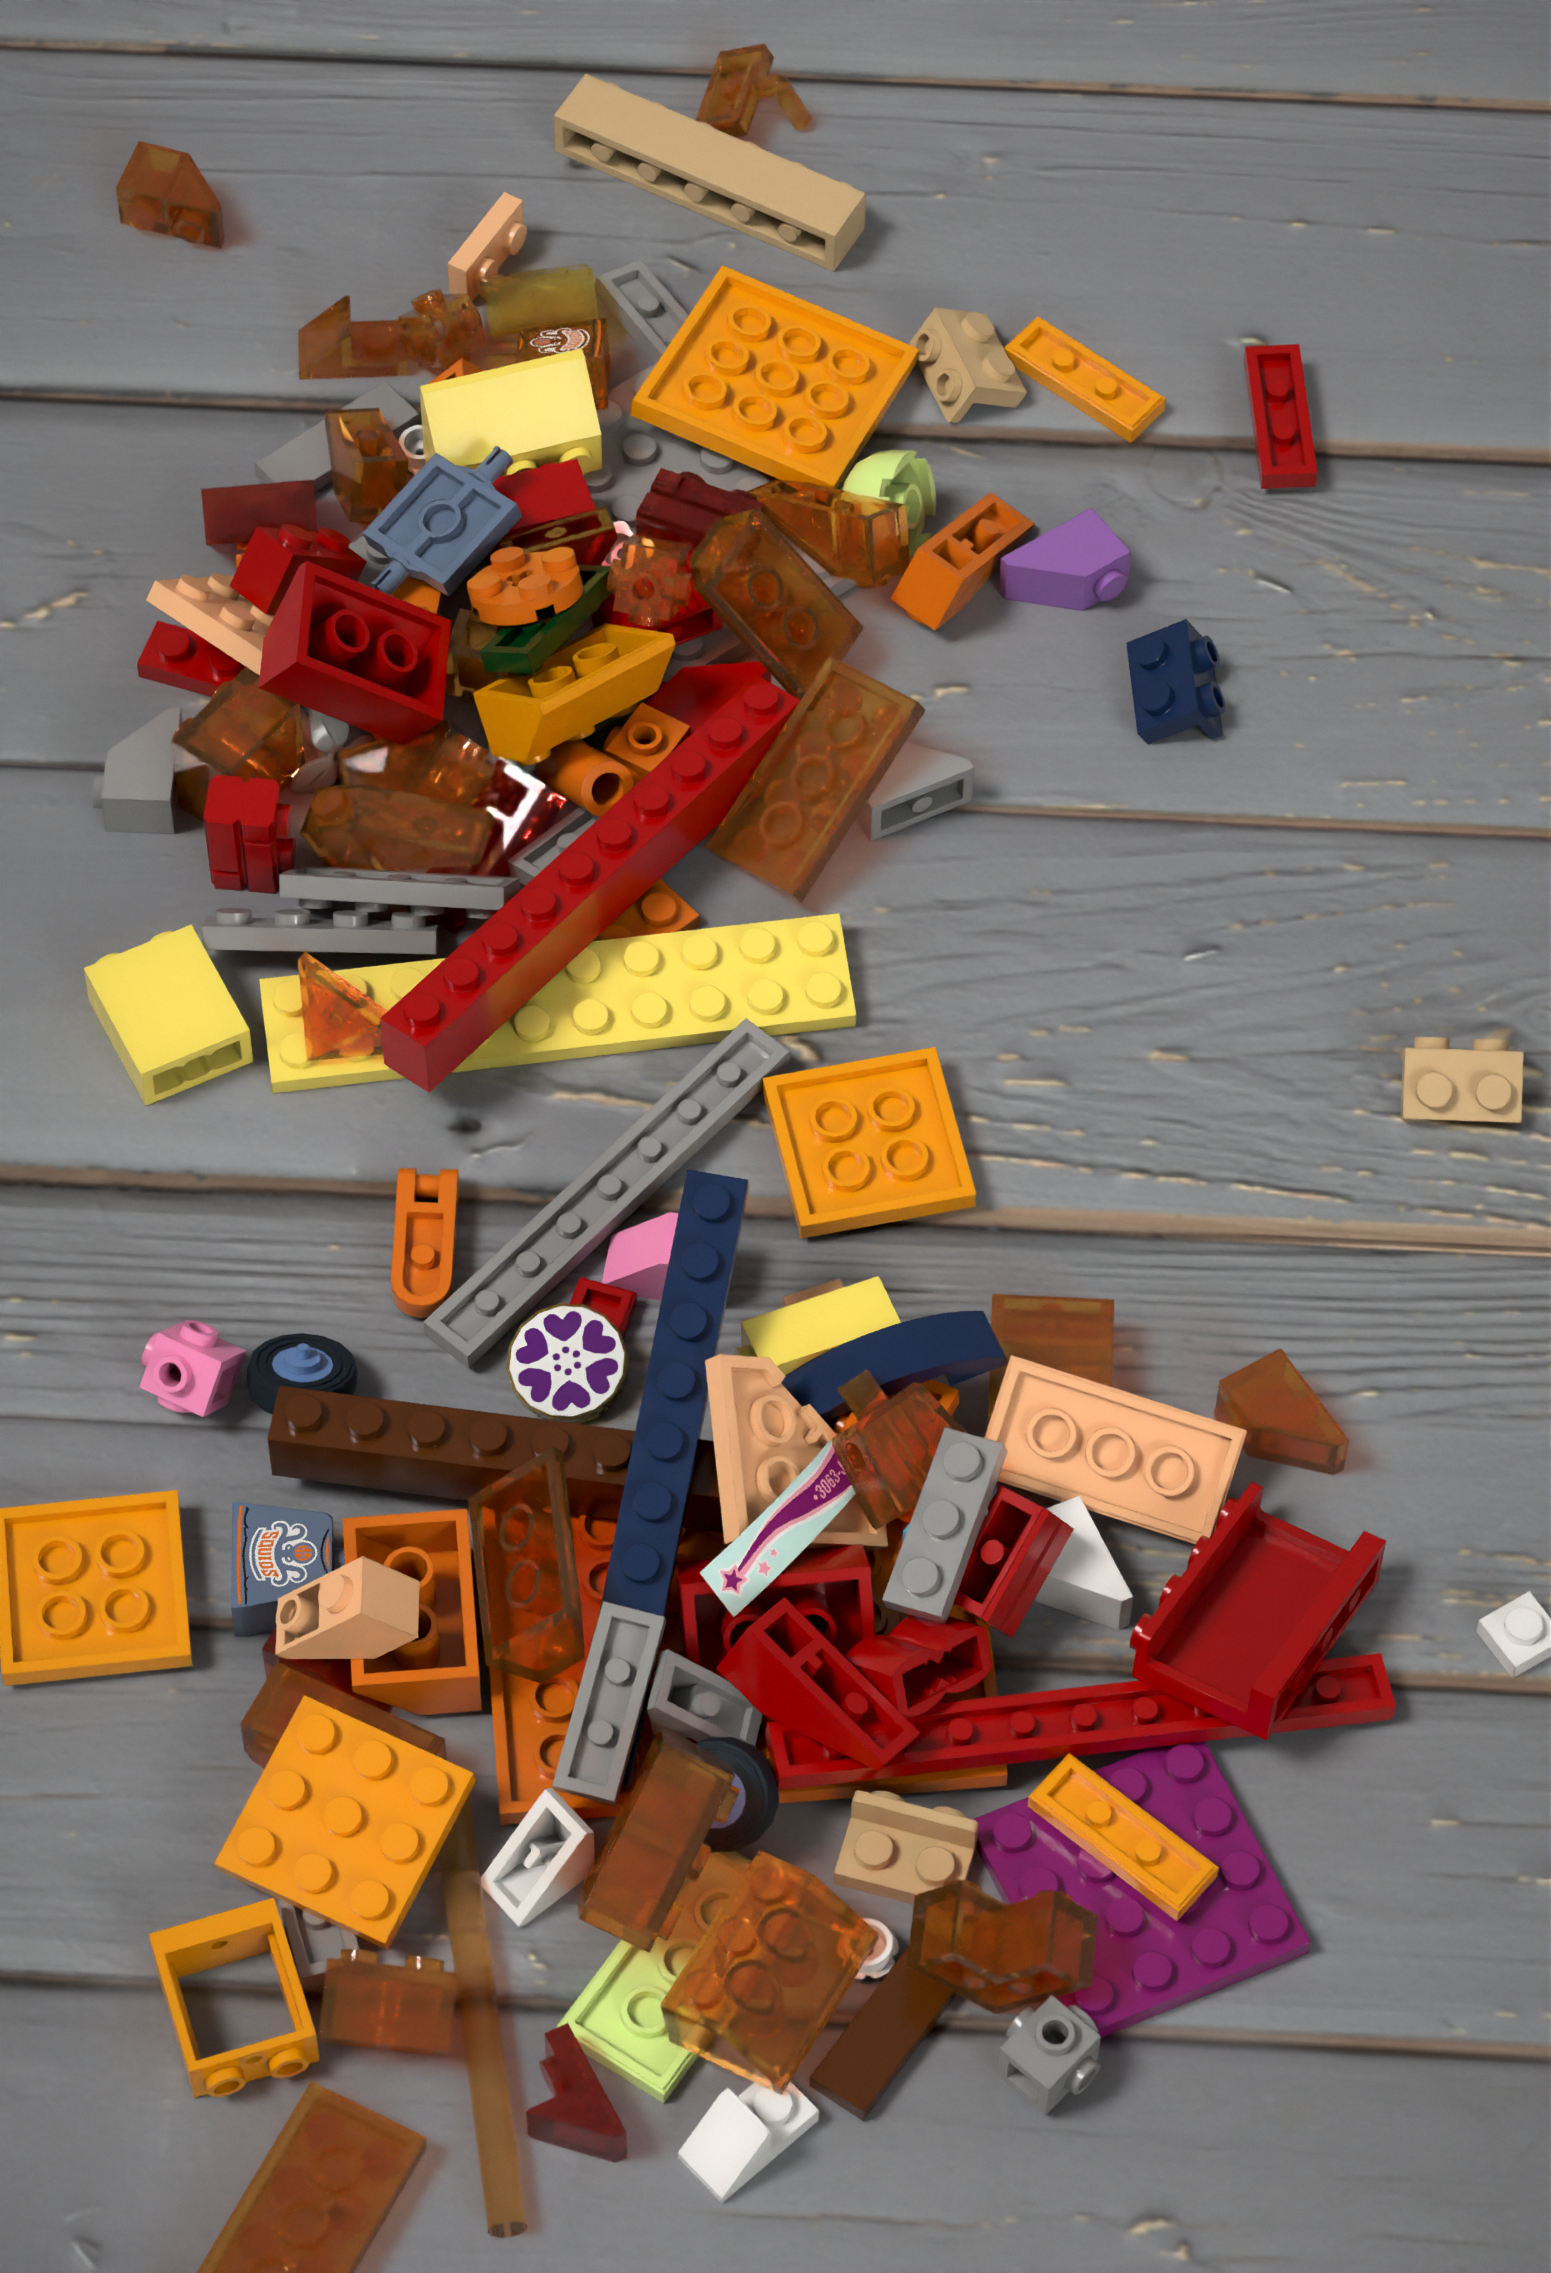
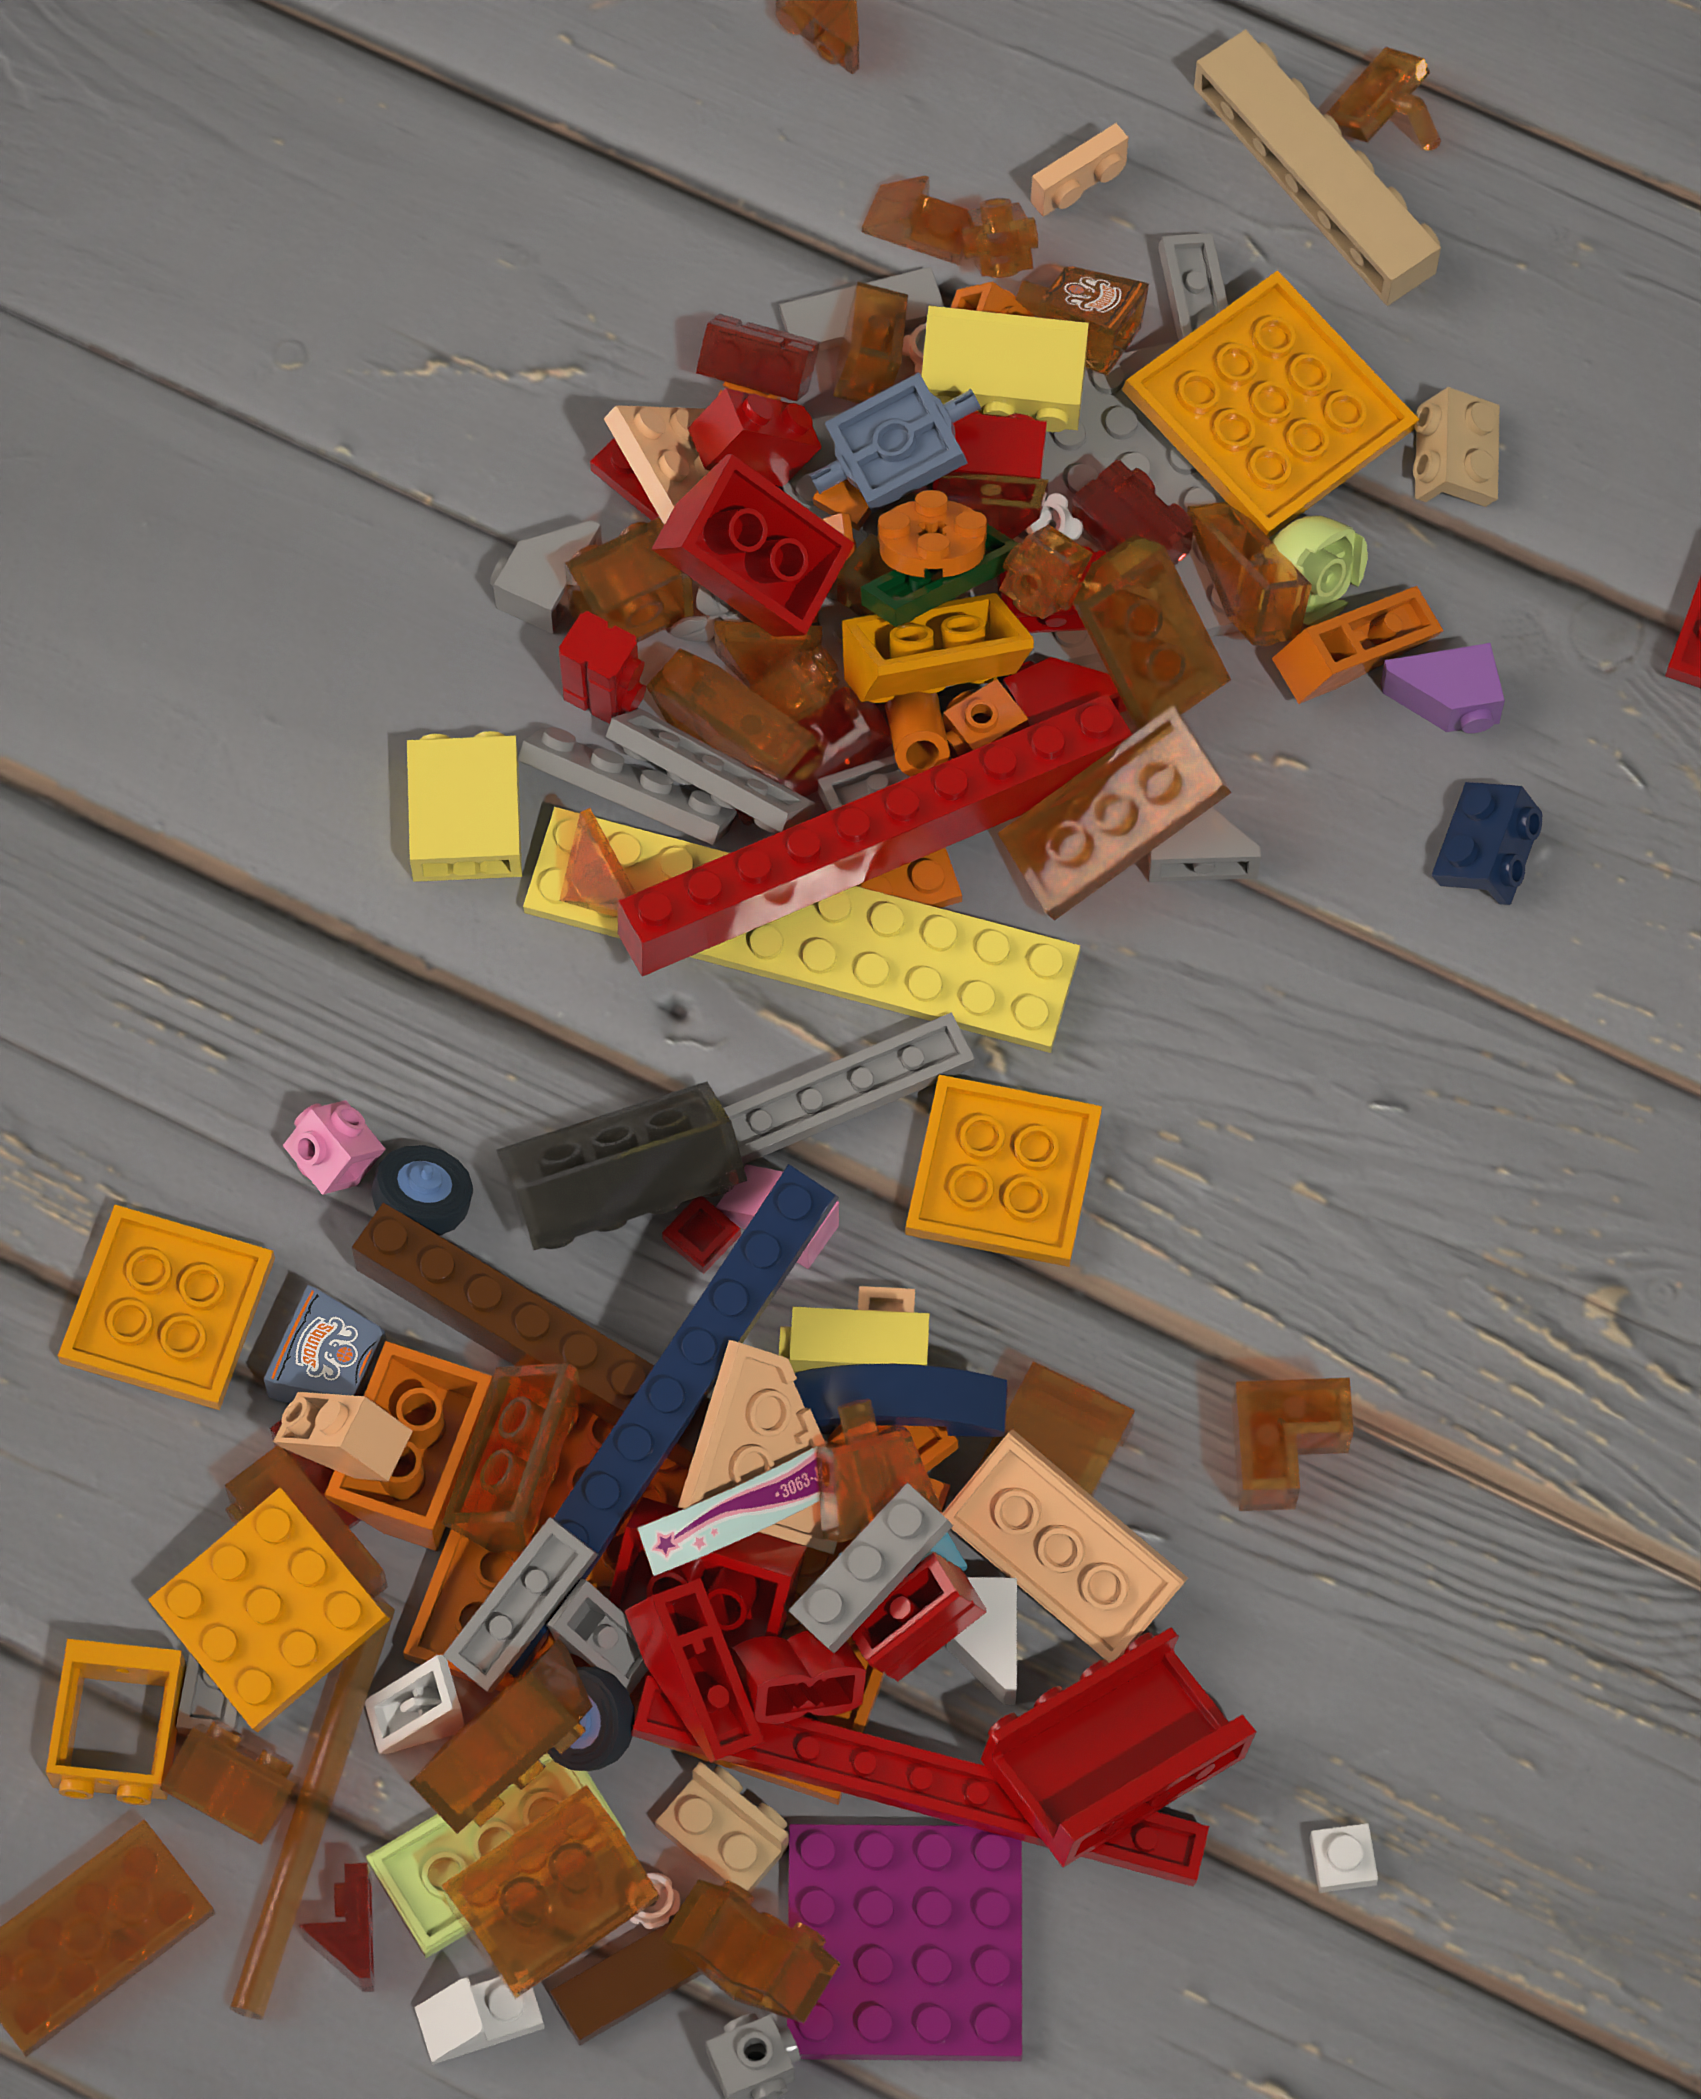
camera: 25 degrees right, 10 degrees up
(424, 1240) = (588, 1093): orange plate -> none
(498, 1271) = (622, 1166): none -> clear smoke slope
(537, 298) = (1099, 239): clear yellow brick -> none
(568, 1363) = (650, 1270): tile -> none
(1085, 379) = (1559, 504): light orange tile -> none
(1123, 1836) = (905, 1897): light orange tile -> none
(1258, 1269) = (1278, 1423): none -> clear orange brick
(1281, 1416) = (1229, 1572): clear orange slope -> none
(1461, 1083) = (1550, 1326): tan bracket -> none

